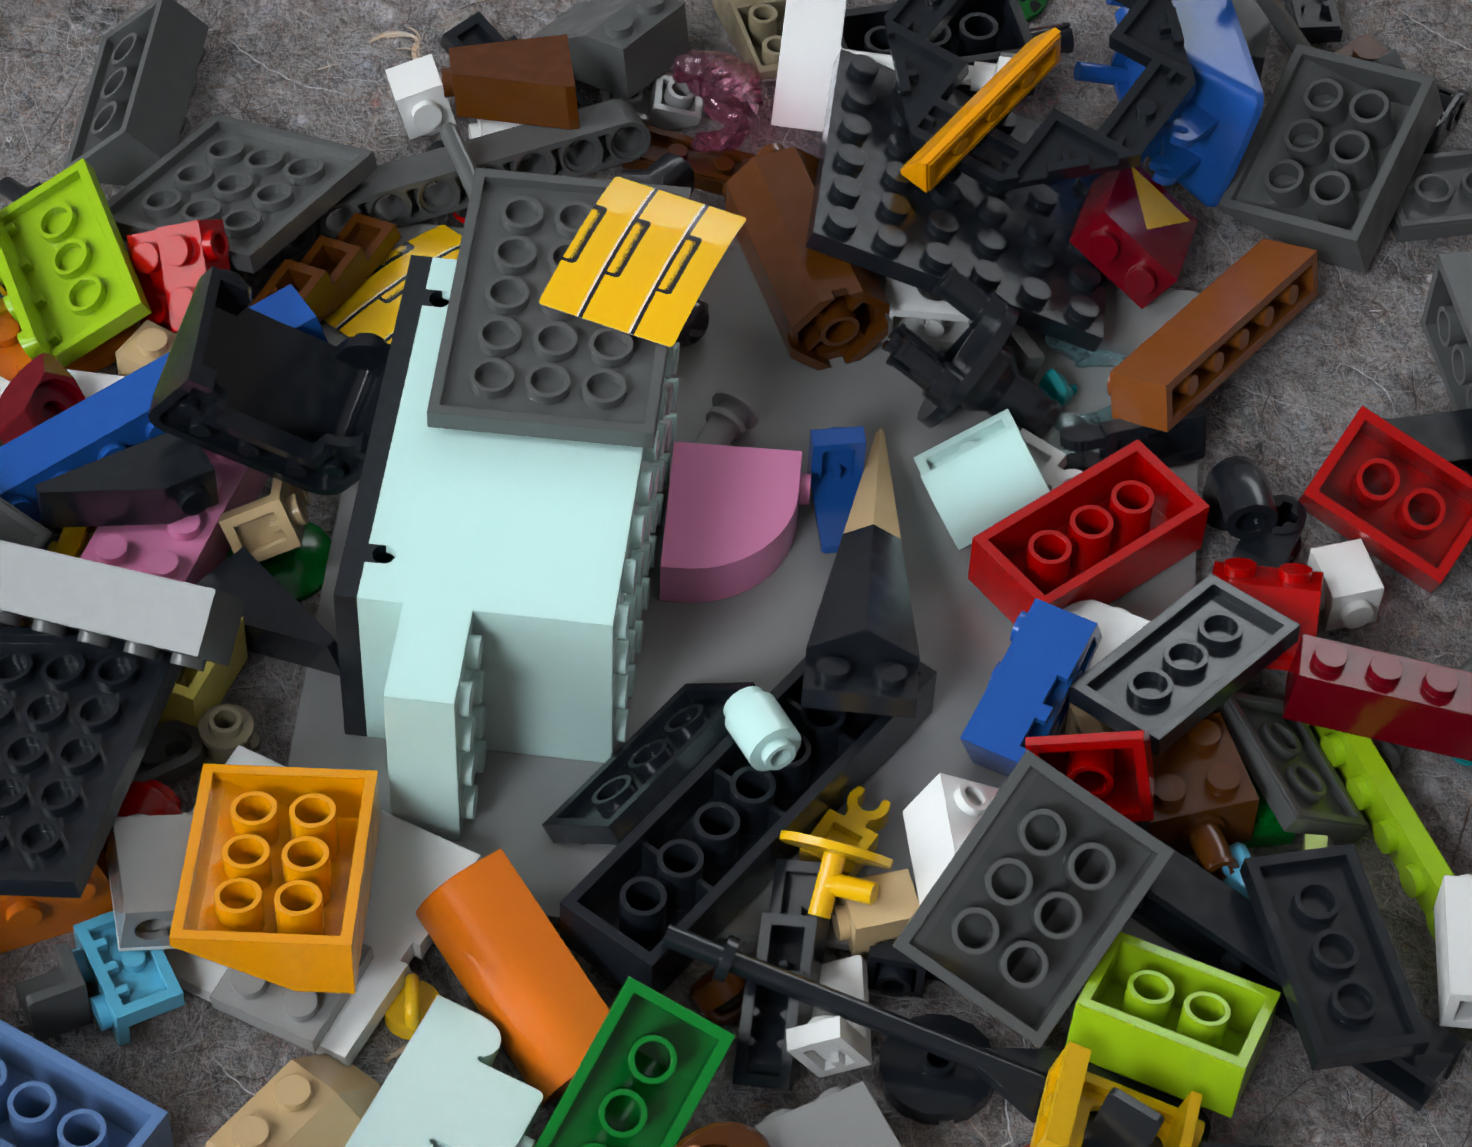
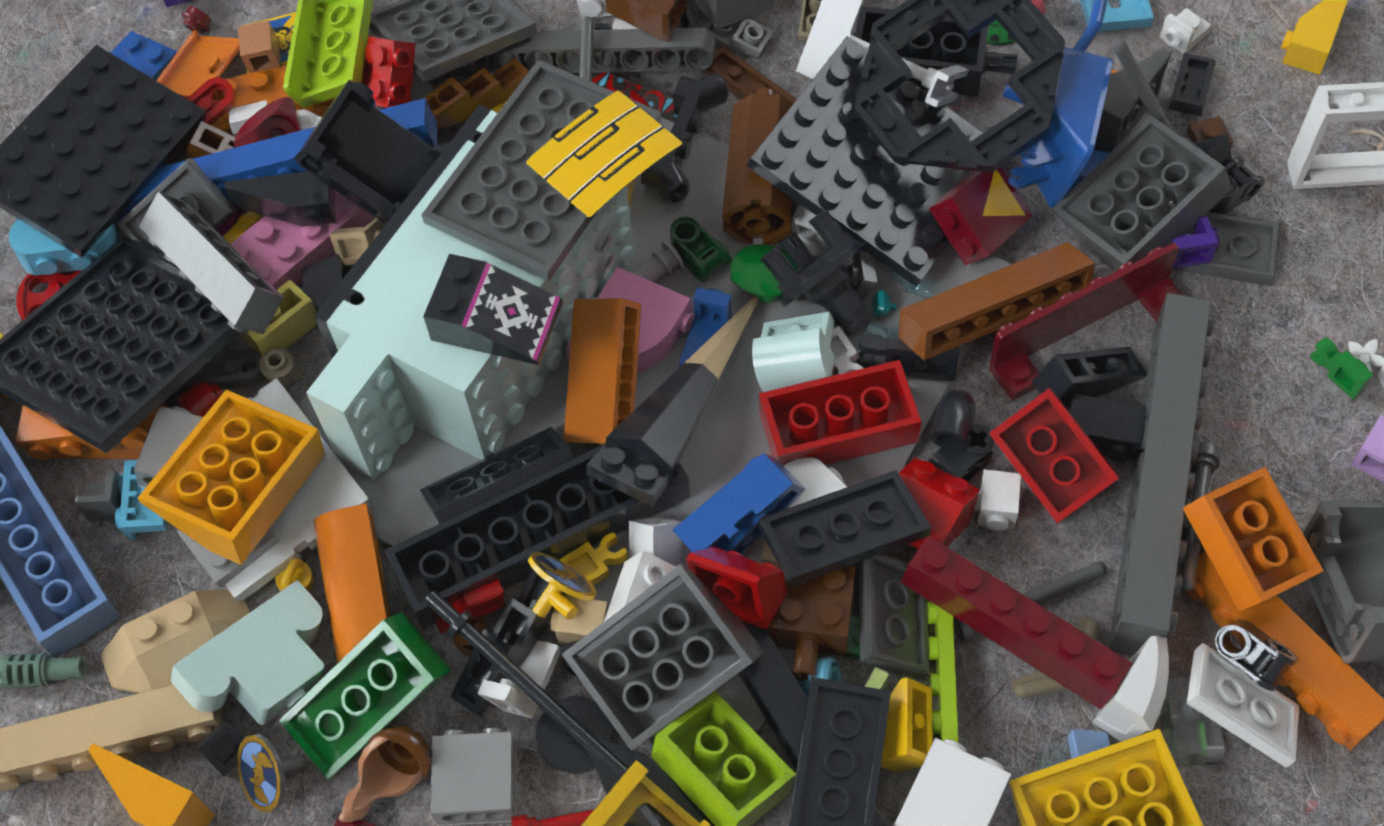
camera: 30 degrees right, 10 degrees up
(599, 507) = (490, 311): none -> black slope
(728, 93) = (772, 38): clear pink hair -> none
(731, 919) = (478, 602): none -> red tile
(735, 574) = (601, 368): none -> orange brick
(761, 729) = (553, 481): light aqua brick -> none
(769, 388) = (701, 252): none -> dark green piece
(872, 395) = (753, 275): none -> green dish
(911, 770) = (655, 537): none -> white panel
(984, 111) = (903, 107): light orange slope -> none
(1378, 265) = (1014, 342): none -> dark red bracket
(1384, 386) = (1089, 373): none -> black slope
(1395, 891) = (908, 726): none -> yellow slope
(1428, 198) = (1199, 247): none -> dark purple bracket

